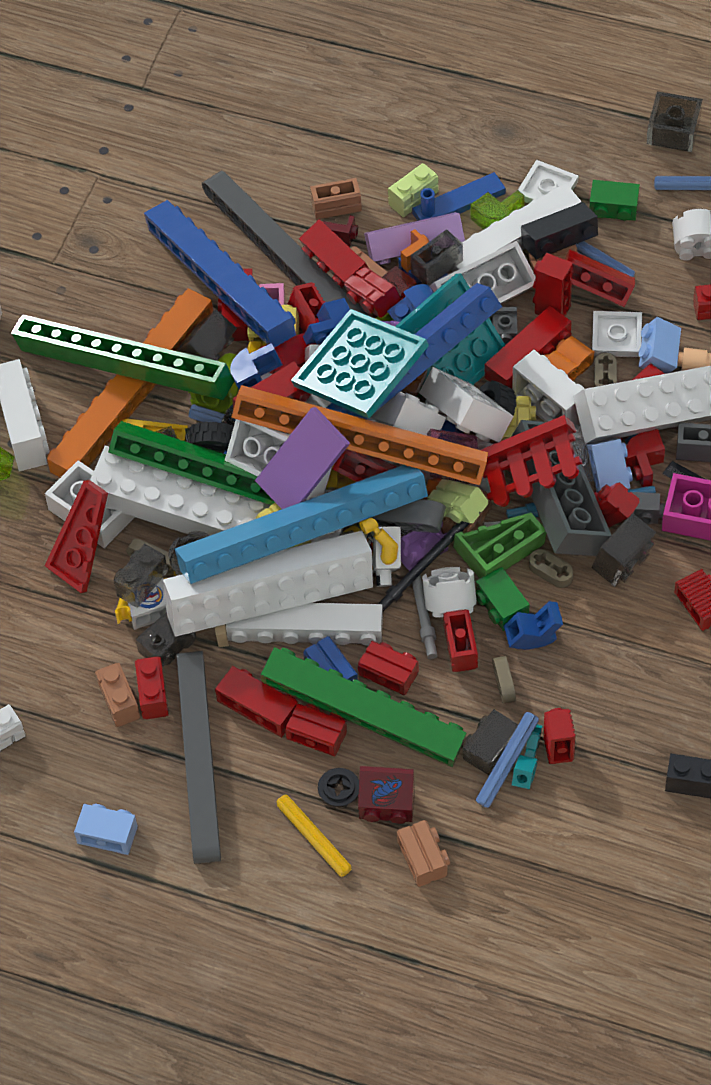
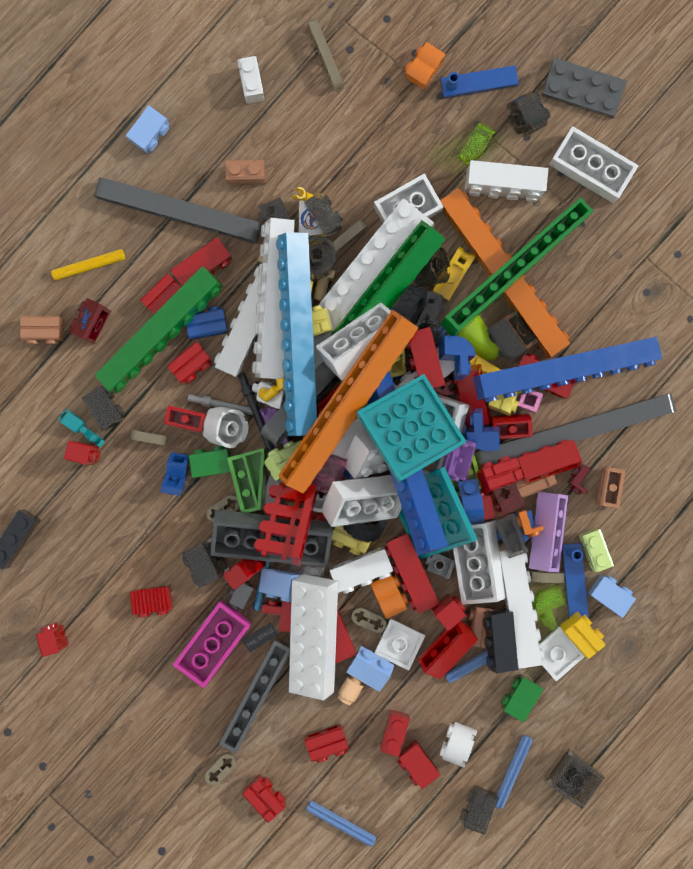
camera: 105 degrees right, 30 degrees up
(77, 541) = (375, 184): red wing -> none
(151, 688) = (241, 196): red brick -> none
(302, 460) = (335, 349): medium lavender tile -> none
(331, 780) = (107, 297): black gear -> none
(456, 160) = (612, 596): none -> light blue brick
(468, 221) = (547, 577): none -> dark tan beam
(507, 760) = (82, 412): medium blue axle -> none
(513, 167) = (583, 635): none -> yellow brick

